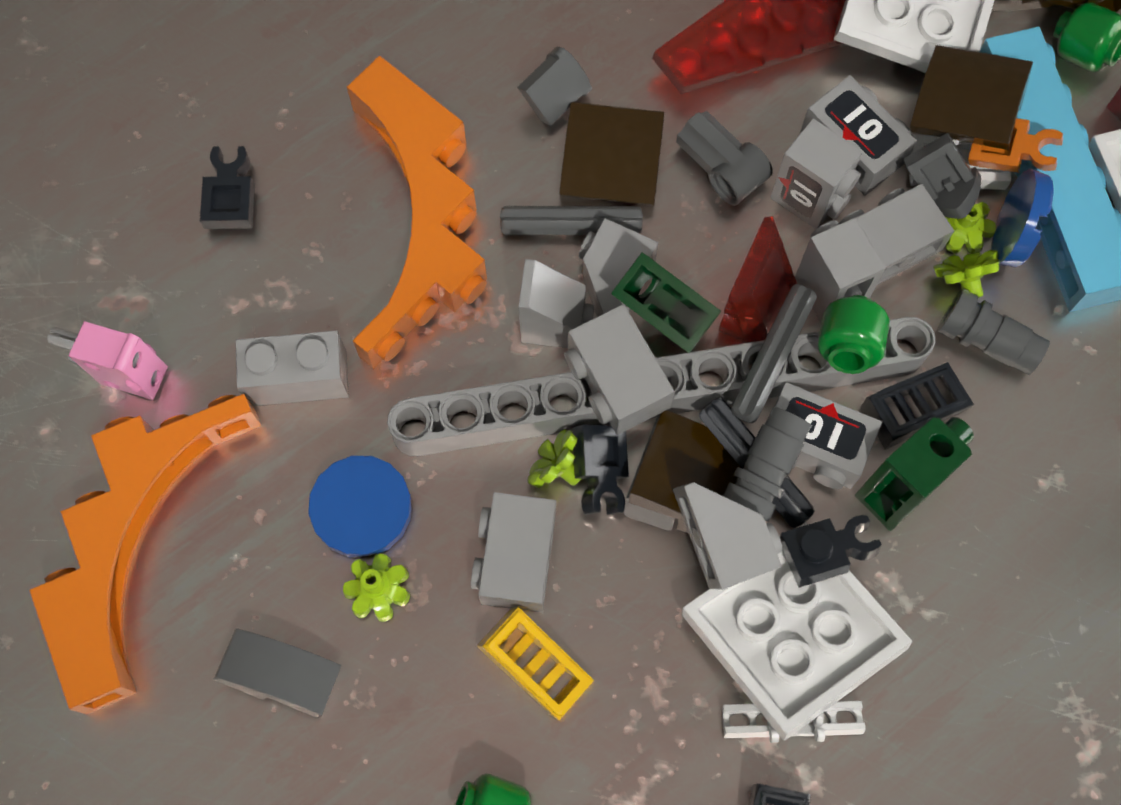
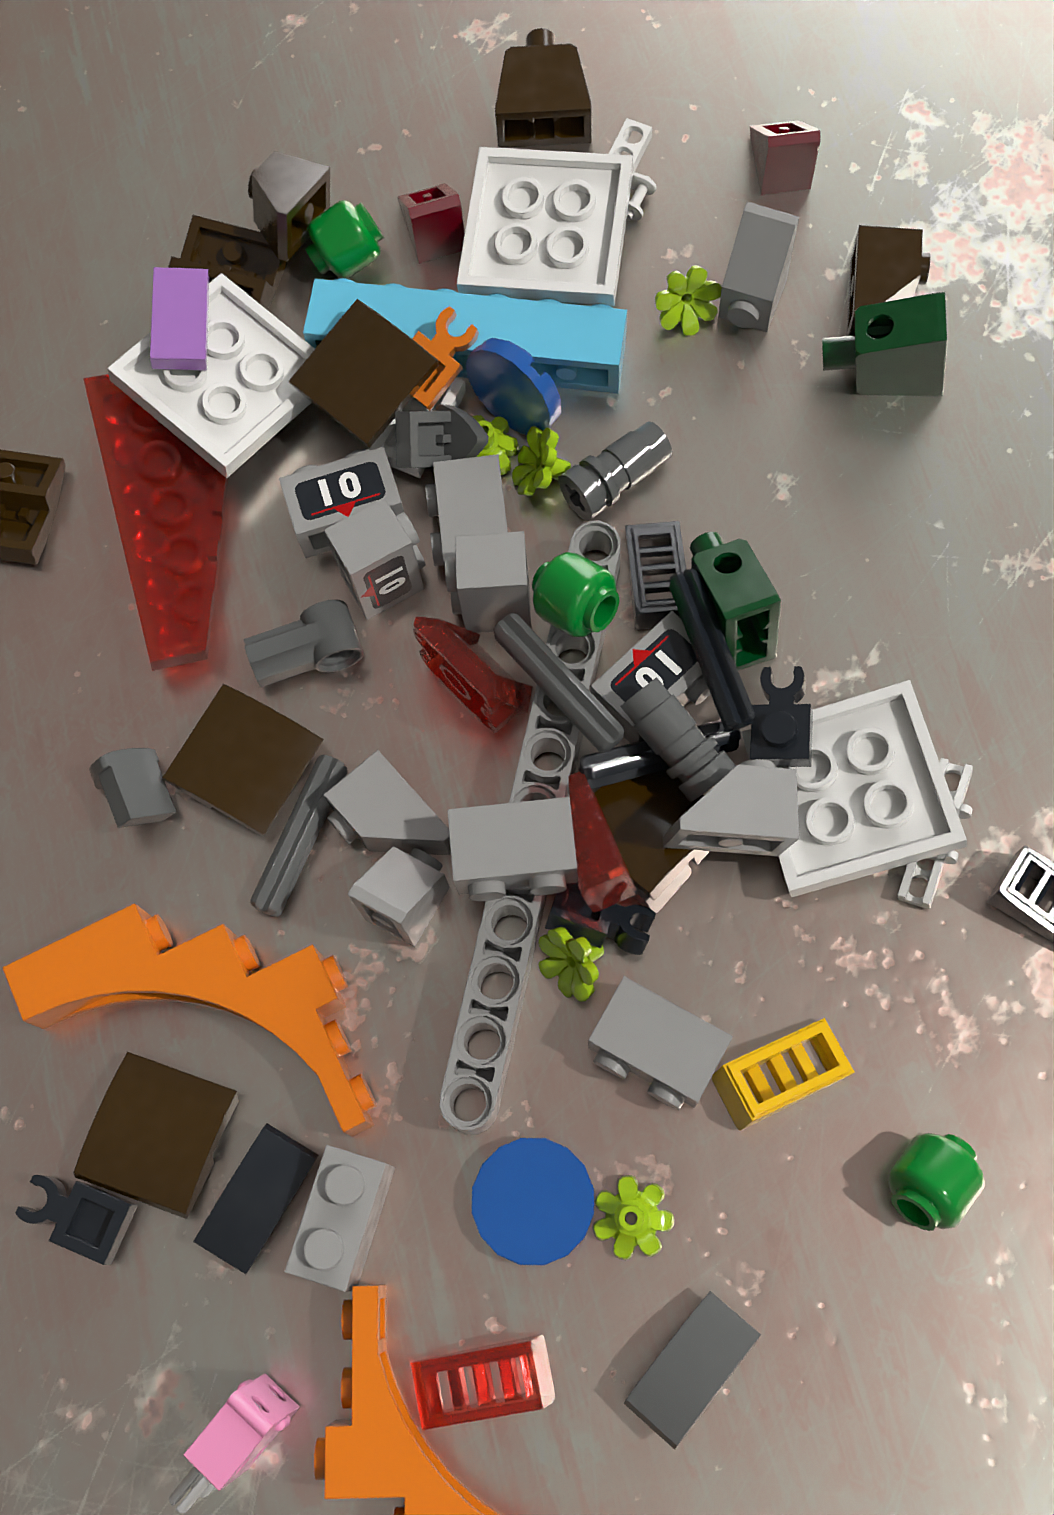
camera: 60 degrees left, 0 degrees up
(232, 549) = (536, 1376): none -> clear red slope
(285, 303) = (255, 1198): none -> black slope
(305, 217) = (156, 1135): none -> dark brown slope
(641, 437) = (600, 866): none -> clear red slope
(666, 302) = (465, 764): dark green torso -> none
(859, 463) = (711, 650): none -> black axle

